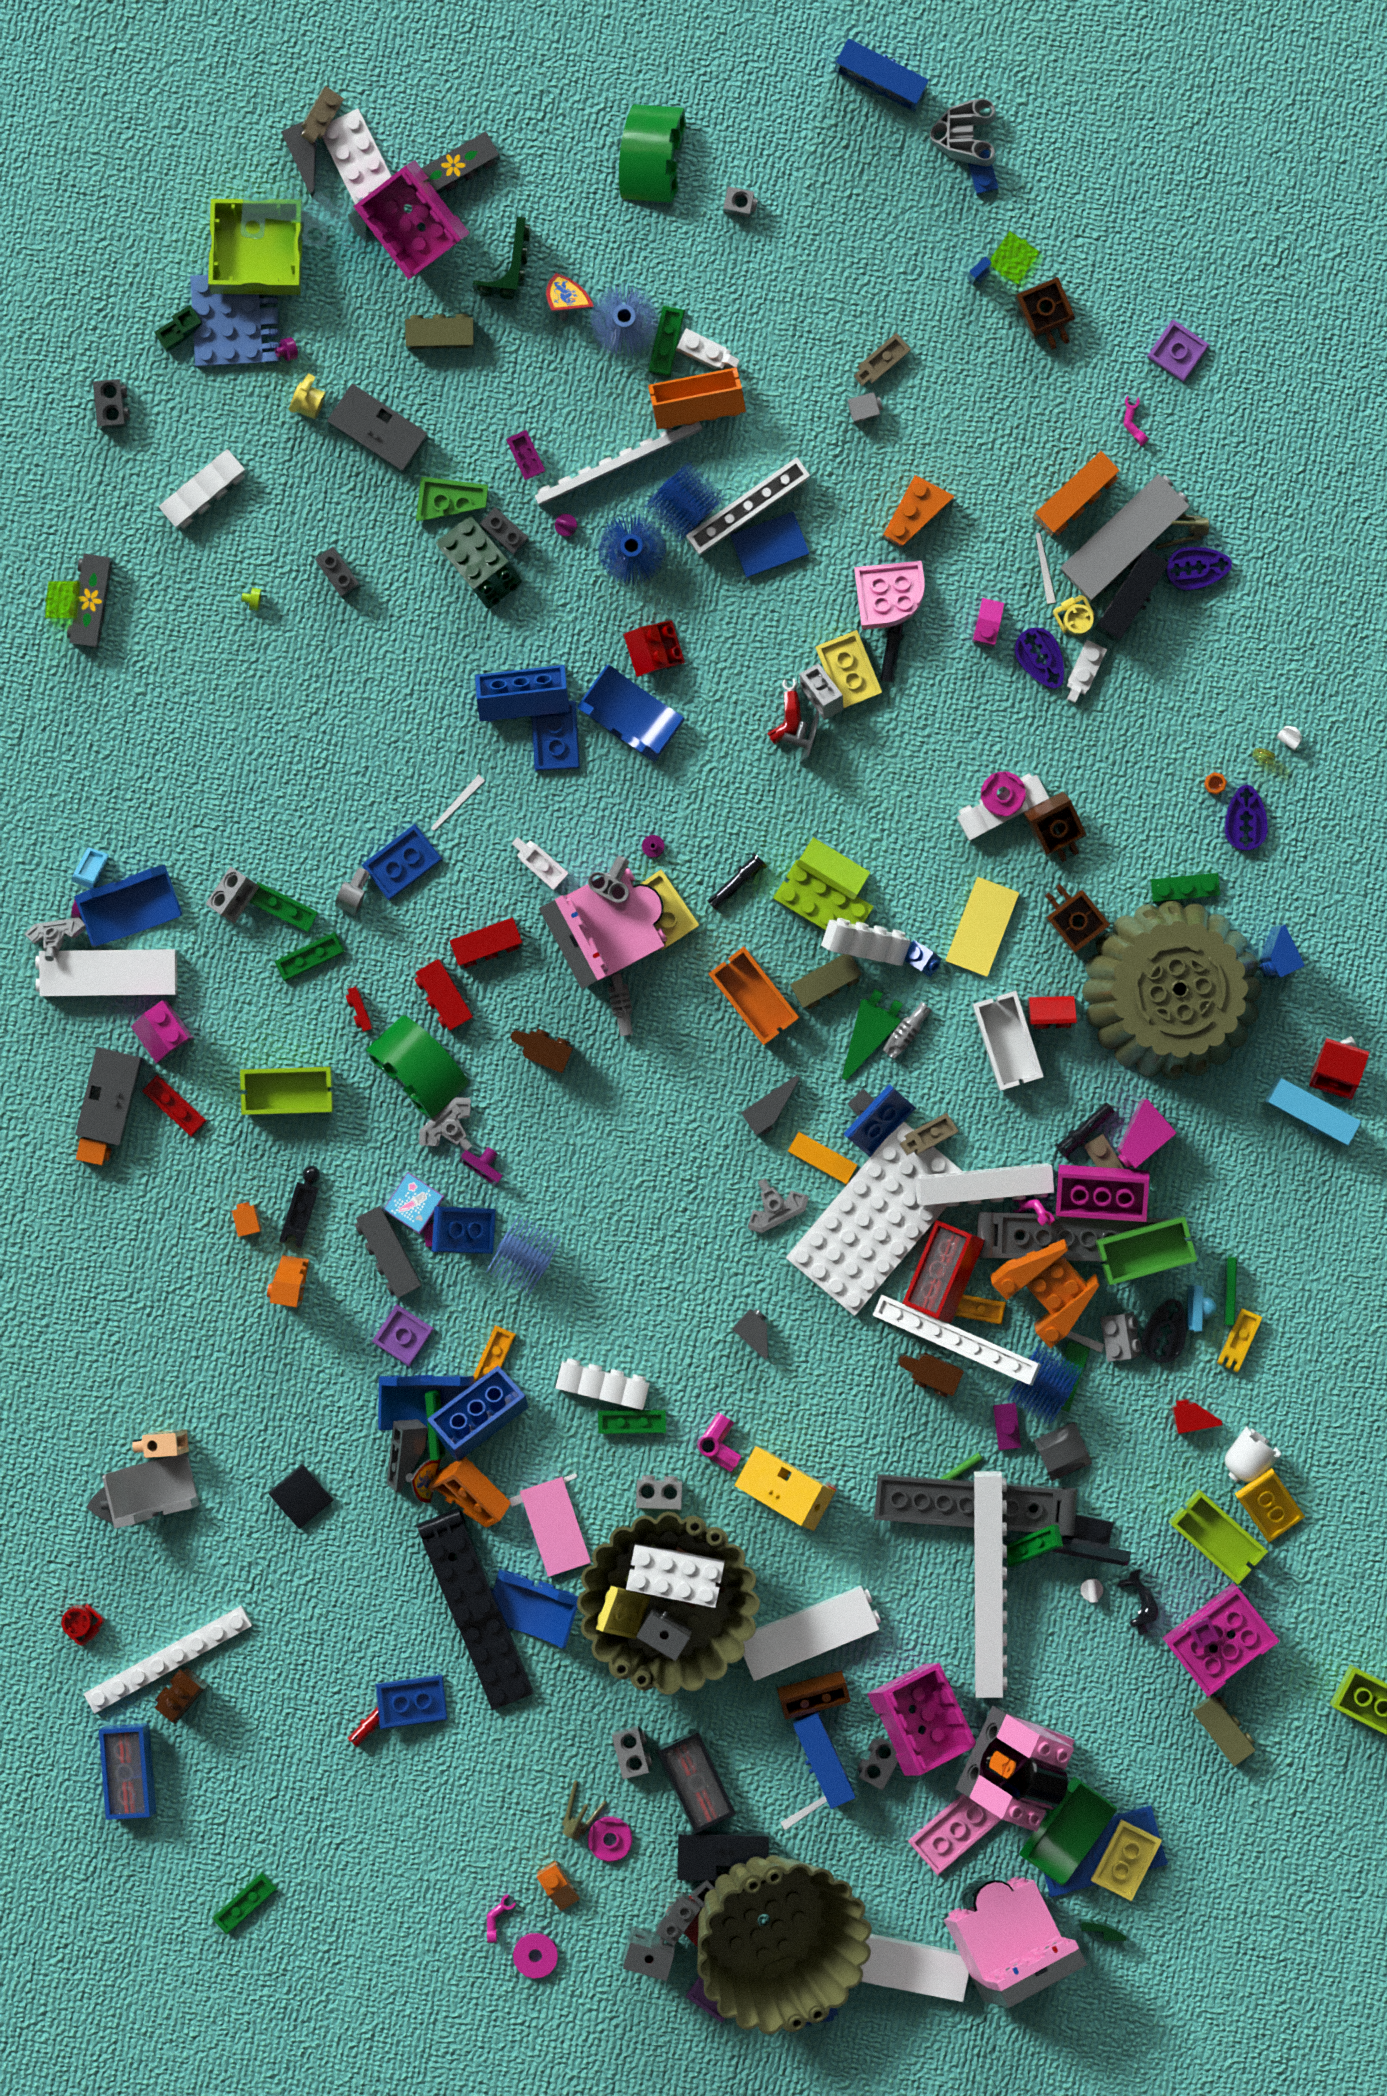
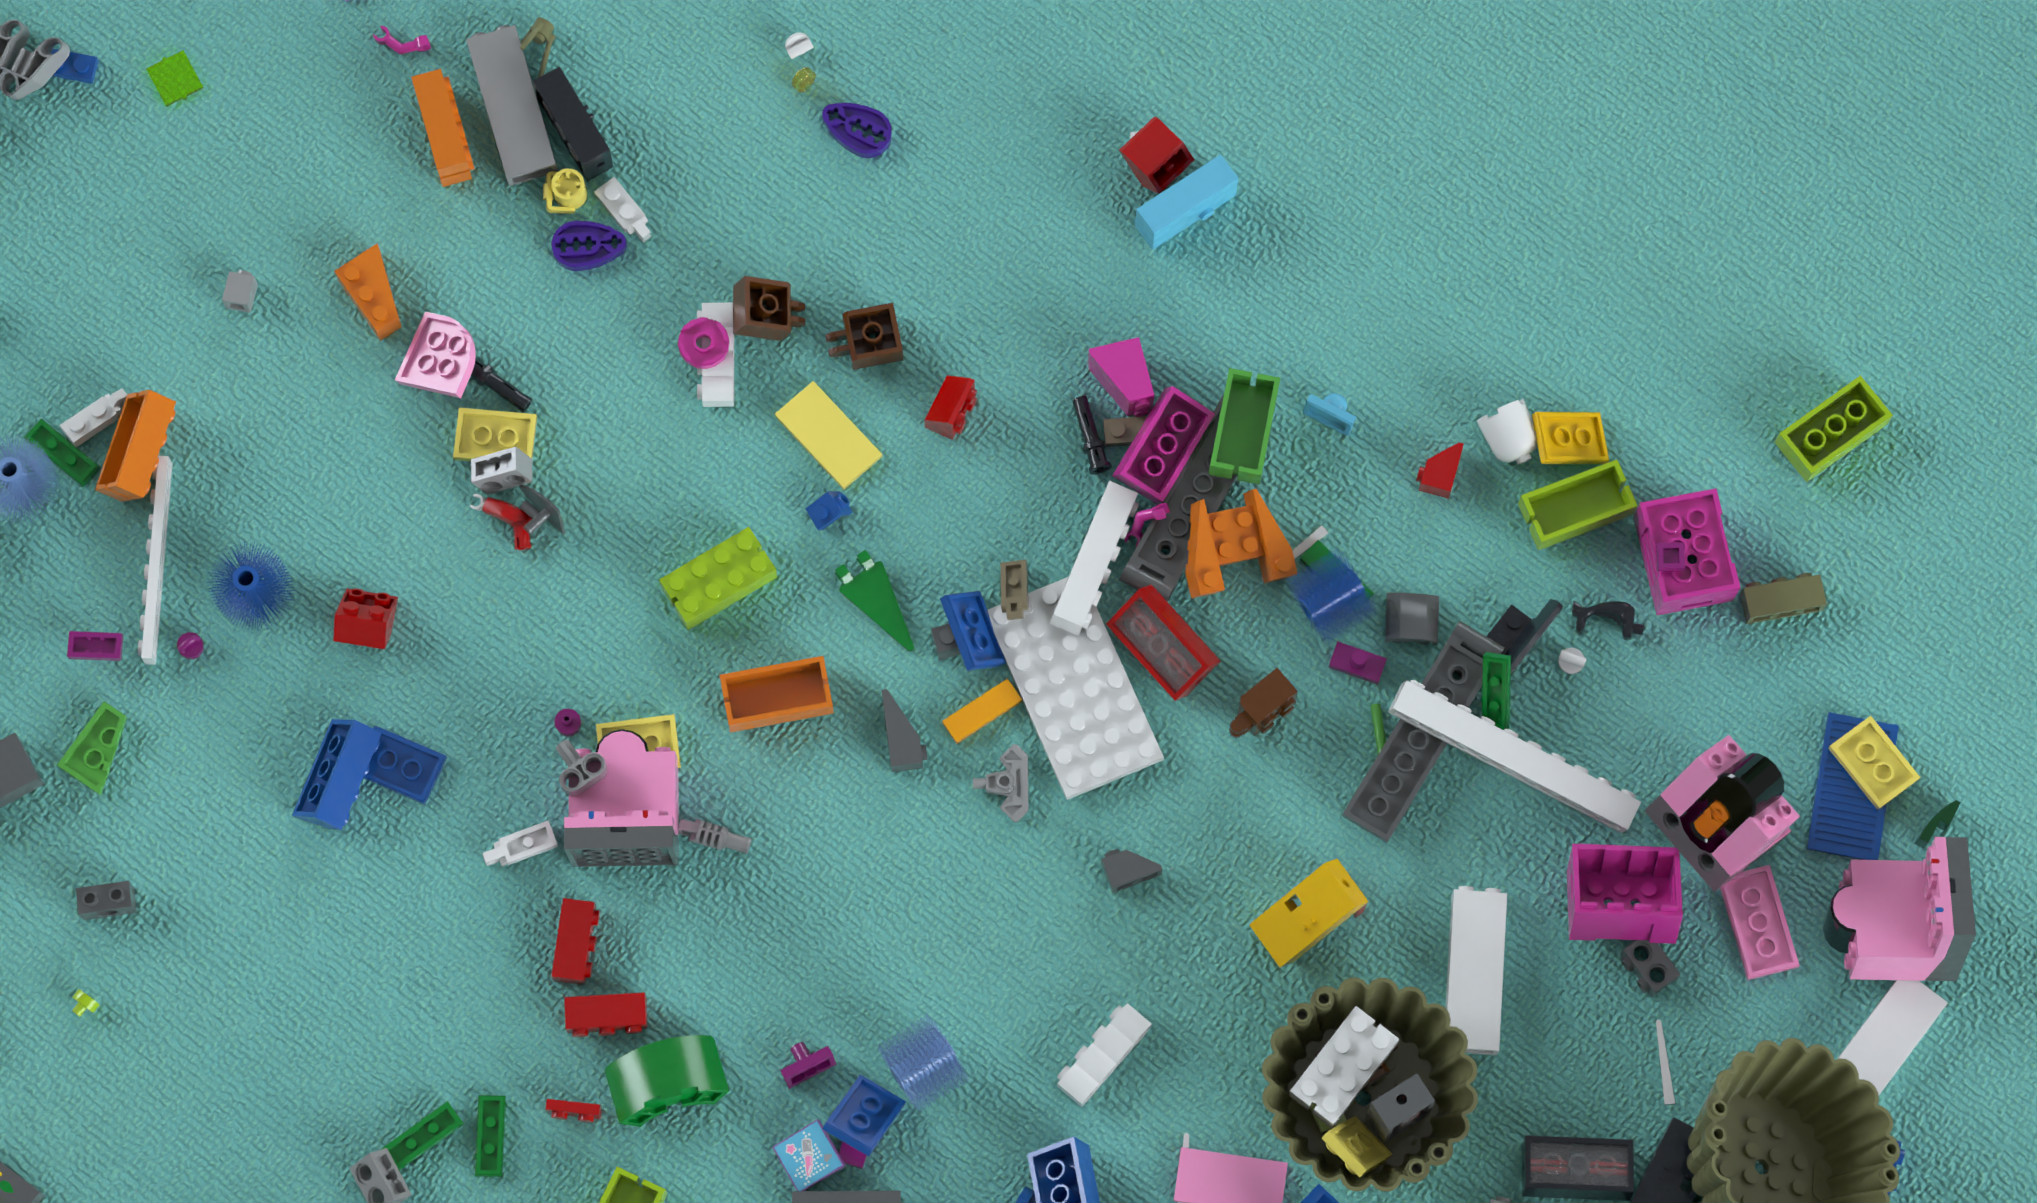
camera: 60 degrees left, 15 degrees down
(351, 895) = (448, 1053): light grey beam -> none
(402, 862) = (444, 989): blue tile -> none
(447, 1124) = (744, 1079): light grey piece -> none
(463, 796) = (409, 887): white sticker -> none
(479, 562) = (177, 747): dark green bracket -> none
(494, 1352) = (1011, 1152): light orange tile -> none
(504, 531) = (161, 708): dark grey brick -> none
(543, 1049) = (718, 934): reddish brown hinge -> none
(630, 713) = (419, 675): blue panel -> none
(631, 1421) = (1158, 1044): green plate -> none
(659, 1500) = (1254, 1055): light grey brick -> none
(686, 503) = (237, 506): blue piece -> none
(720, 1453) = (1216, 962): dark pink piece -> none
(744, 874) = (647, 644): black pin -> none
(748, 506) = (274, 452): white brick -> none
(769, 544) = (325, 452): blue tile -> none
(813, 1695) = (1544, 997): reddish brown brick -> none
(823, 1759) = (1617, 1018): blue brick -> none
(826, 981) = (800, 615): olive brick -> none
(833, 868) = (688, 549): lime tile -> none
(866, 942) = (781, 550): white brick -> none
(881, 360) = (202, 251): dark tan hinge -> none
(906, 1031) = (895, 561): light grey hinge -> none
(957, 1340) = (1240, 659): white plate -> none
(980, 271) = (169, 111): blue plate -> none
(981, 1309) = (1223, 627): light orange tile -> none
(988, 622) = (525, 278): dark pink slope -> none
(1007, 1040) = (957, 463): white piece -> none
(1043, 323) = (251, 81): reddish brown hinge -> none
(1045, 572) = (526, 206): white sticker -> none
(1068, 1832) = (1826, 815): green panel -> none
(1121, 1336) = (1321, 503): light grey bracket -> none
(1136, 999) = (999, 309): olive container -> none
(1152, 1331) = (1332, 470): black piece -> none
(1185, 887) = (894, 219): green plate -> none
(1192, 556) = (575, 40): dark purple piece -> none
(1215, 783) = (805, 139): orange tile -> none
(1230, 1290) = (1328, 372): green tile -> none
(1239, 1339) = (1383, 387): yellow hinge -> none
(1279, 954) = (1008, 149): blue slope -> none

